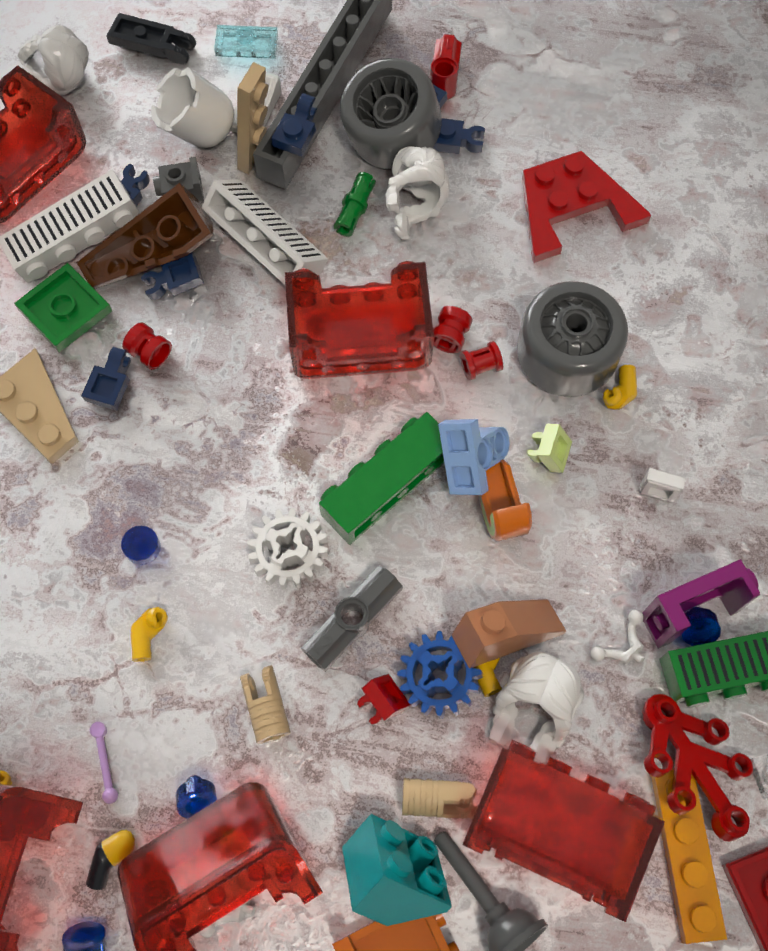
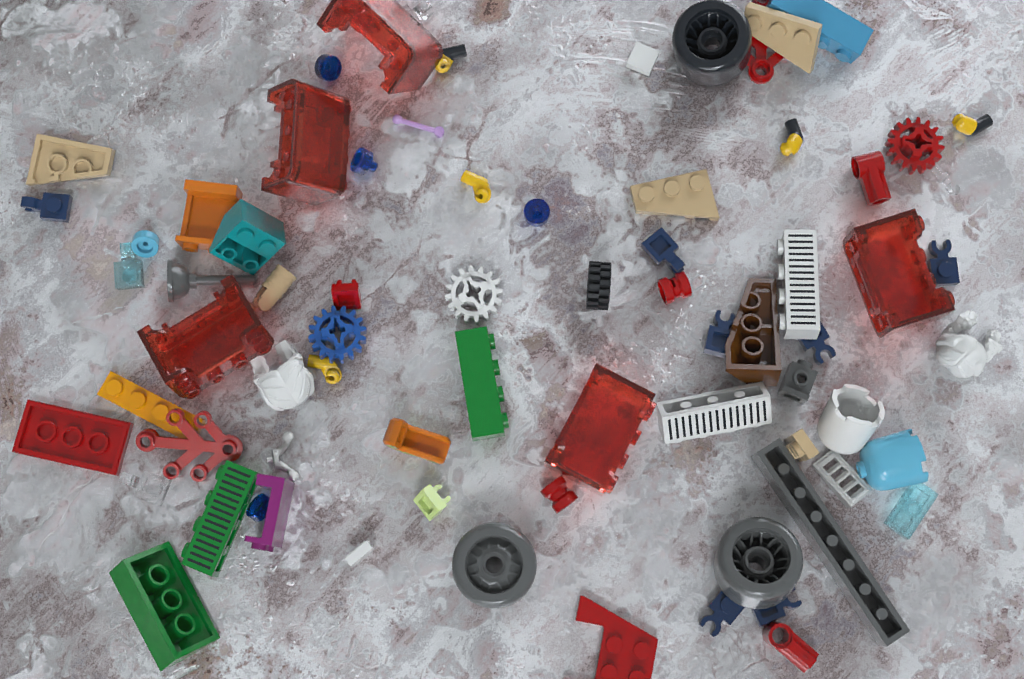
camera: 125 degrees right, 10 degrees up
(63, 307) = (741, 250): green plate -> none
(107, 855) = (364, 102): arm -> none
(151, 38) = (957, 434): black hinge -> none
(192, 415) = (598, 285): none -> black tyre
(210, 54) = (892, 461): none -> medium azure cylinder
(267, 712) = (383, 226): tan hinge -> none
(296, 130) = (777, 476): dark blue plate -> none
(336, 636) = (408, 321): dark grey piece -> none
(354, 204) = (705, 496): green pin -> none
(424, 176) = (677, 546): white hair -> none
(470, 453) = (456, 441): light blue tile -> none
(481, 360) = (523, 499): red bush -> none
(505, 629) = (332, 389): nougat slope -> none
(625, 391) = (440, 583): yellow arm -> none

